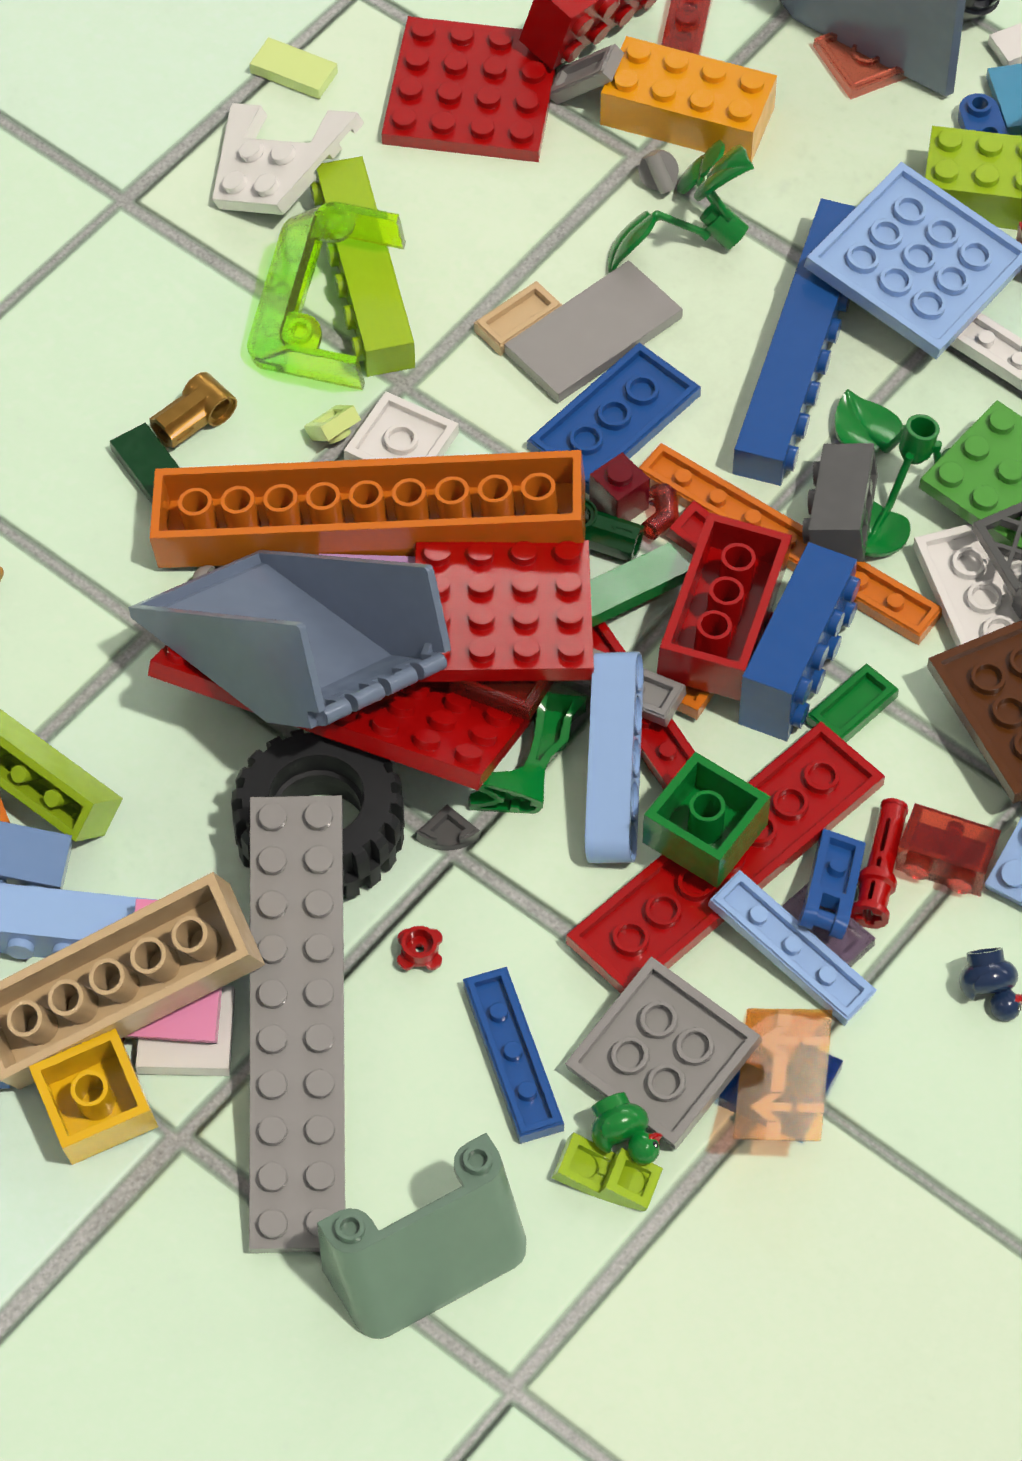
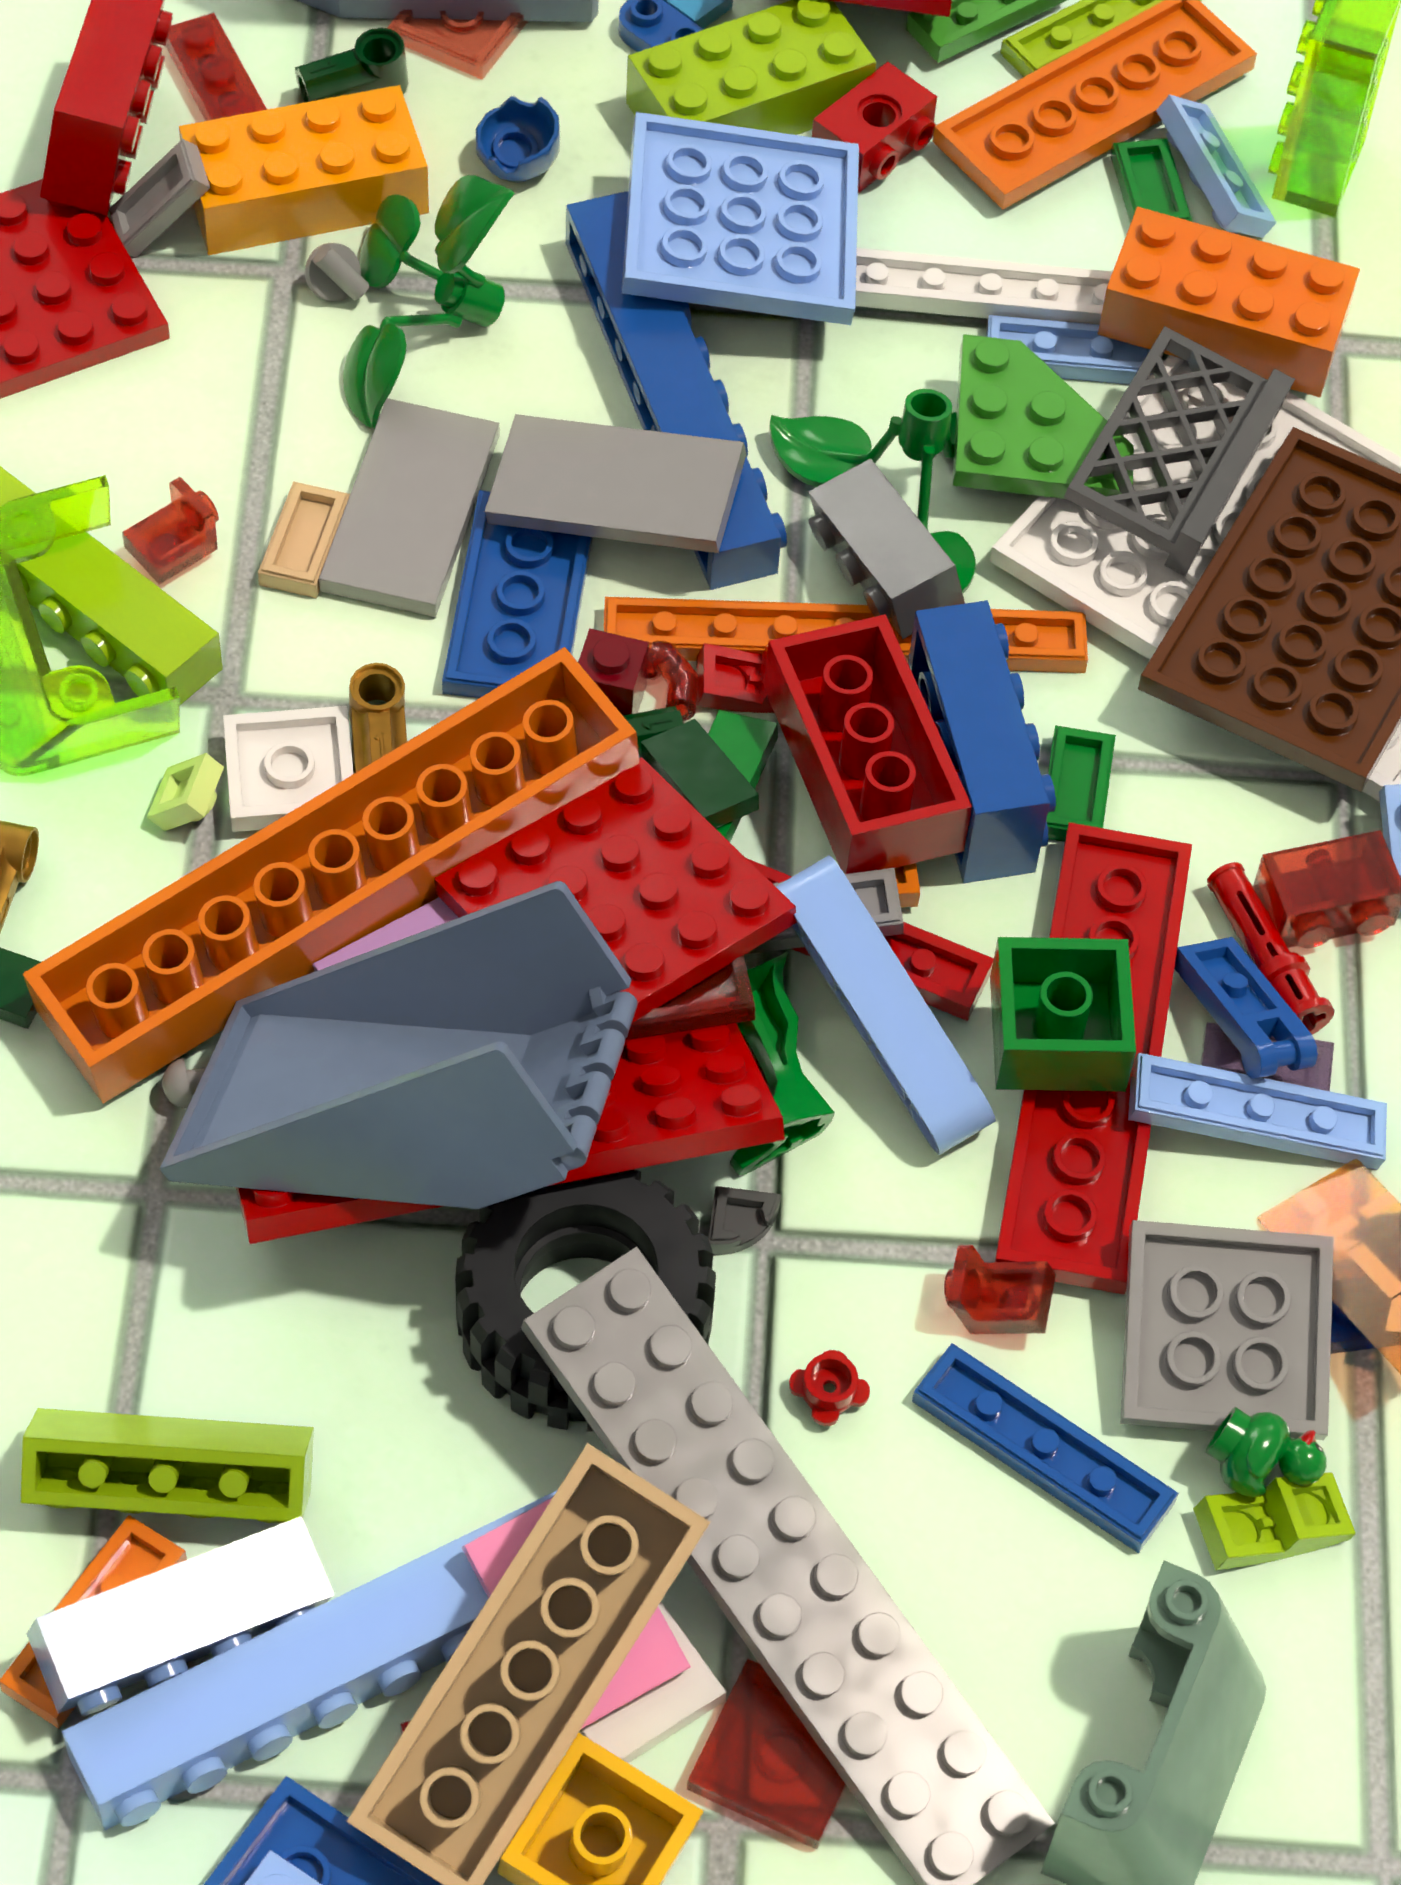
camera: 40 degrees left, 0 degrees up
(219, 1120) = (767, 1763): none -> clear red tile
(442, 276) = (174, 534): none -> clear red bracket
(471, 443) = (376, 727): none -> pearl gold piece
(550, 954) = (999, 1294): none -> clear red bracket
(616, 570) = (701, 773): none -> dark green tile
(711, 378) = (616, 483): none -> light grey tile
(779, 56) = (373, 64): none -> dark green piece
(832, 145) = (519, 139): none -> blue hair

